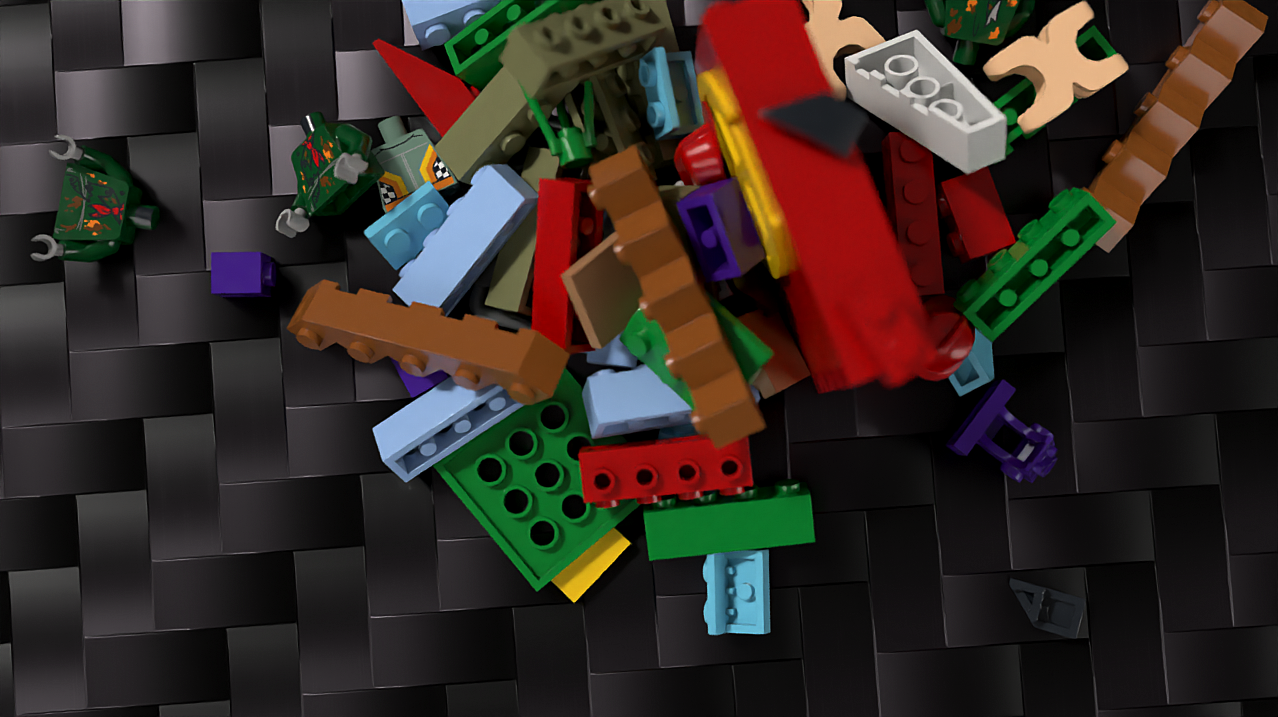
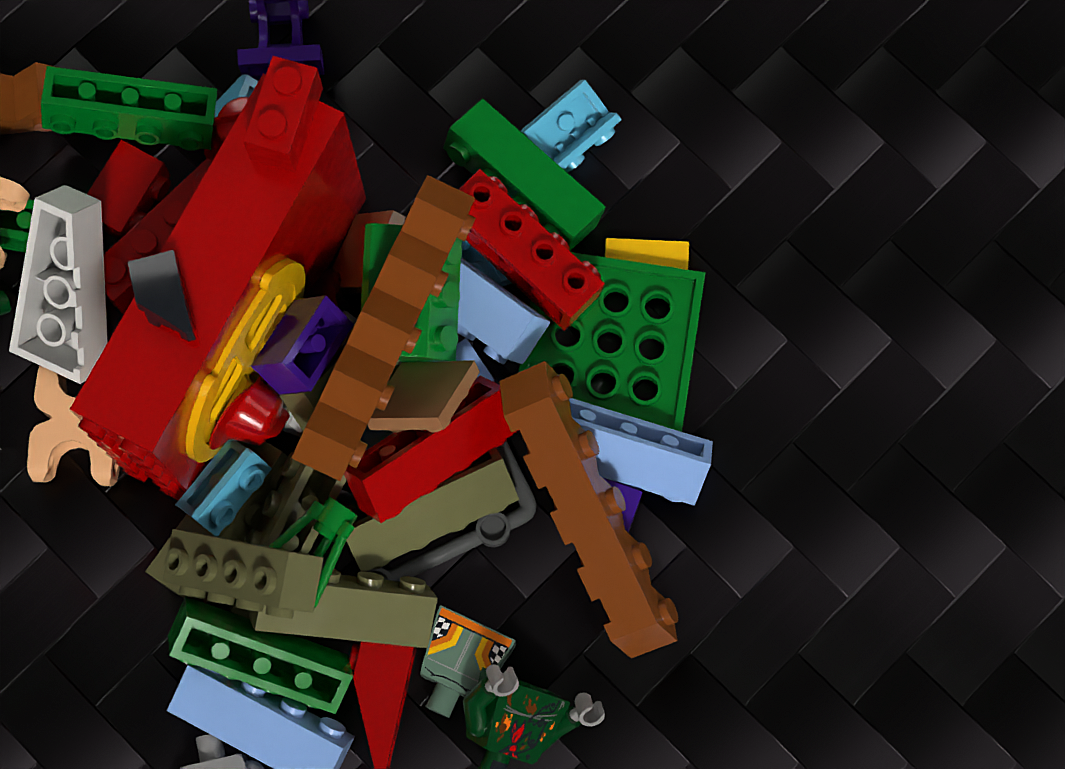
camera: 135 degrees left, 10 degrees down
(242, 274) = (665, 720): dark purple brick -> none
(404, 228) = (506, 611): medium azure bracket -> none
(468, 238) = (480, 550): light blue brick -> none

